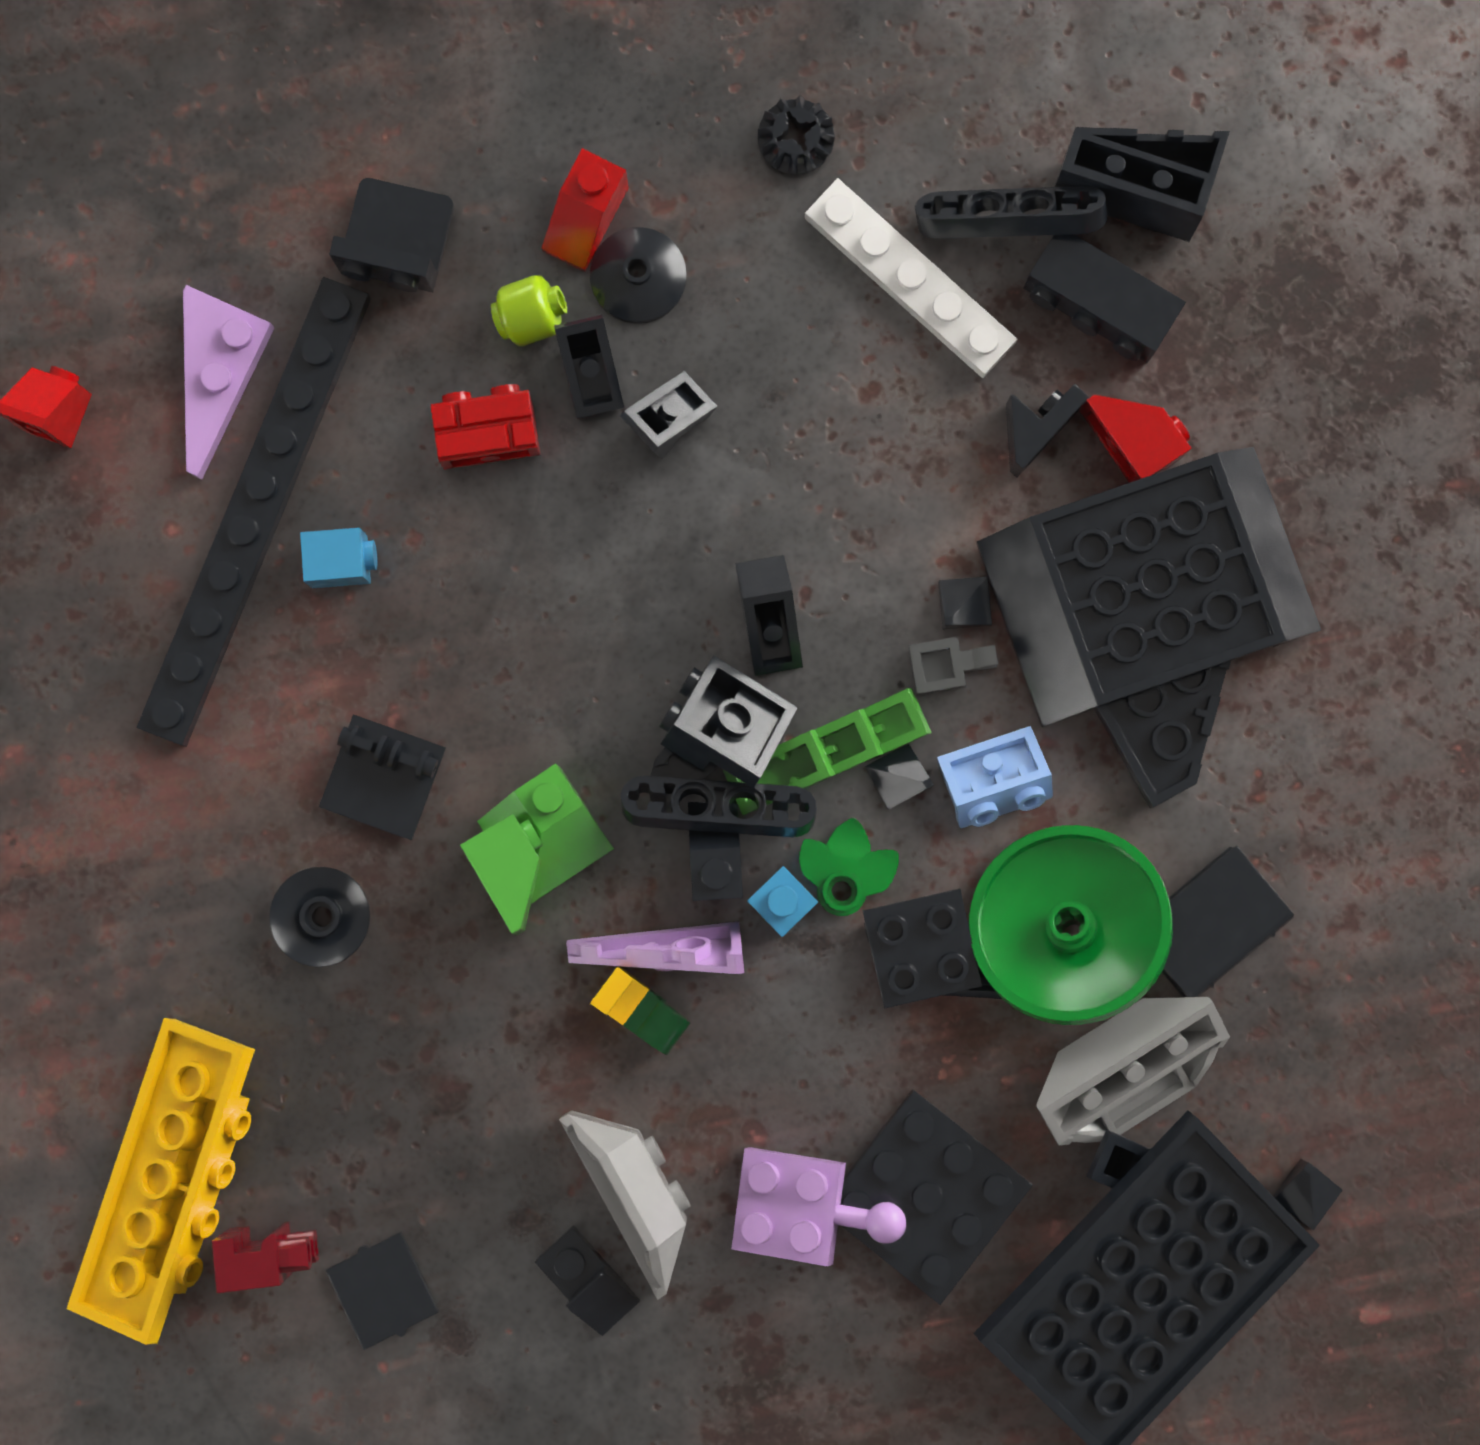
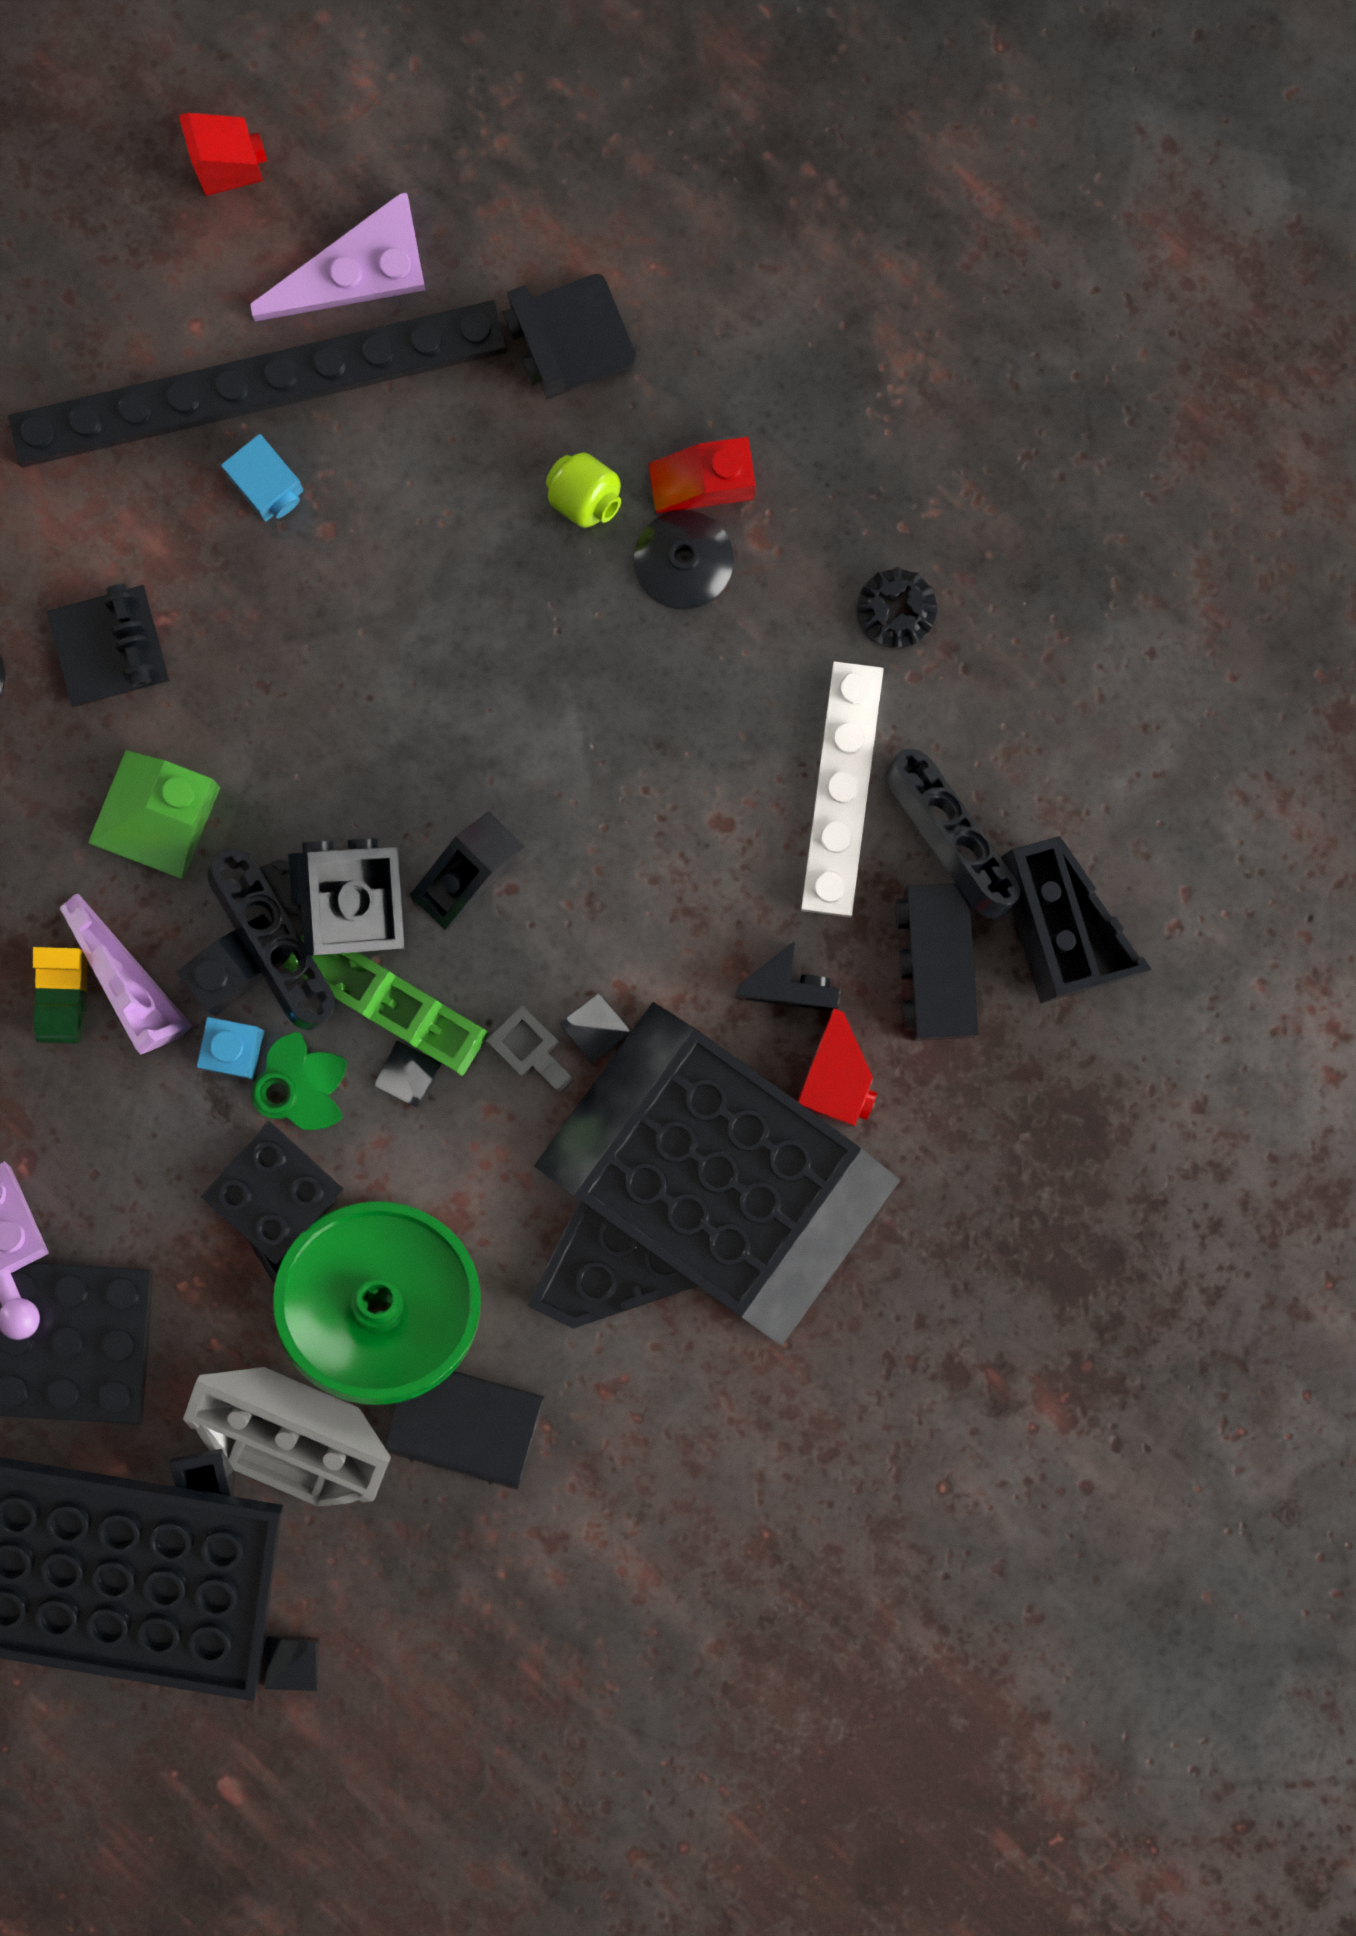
camera: 50 degrees right, 0 degrees up
(485, 427) = (459, 523): red brick -> none
(507, 867) = (94, 801): bright green slope -> none
(589, 366) = (570, 573): black slope -> none
(669, 413) = (576, 666): slope -> none
(996, 777) = (461, 1156): light blue bracket -> none

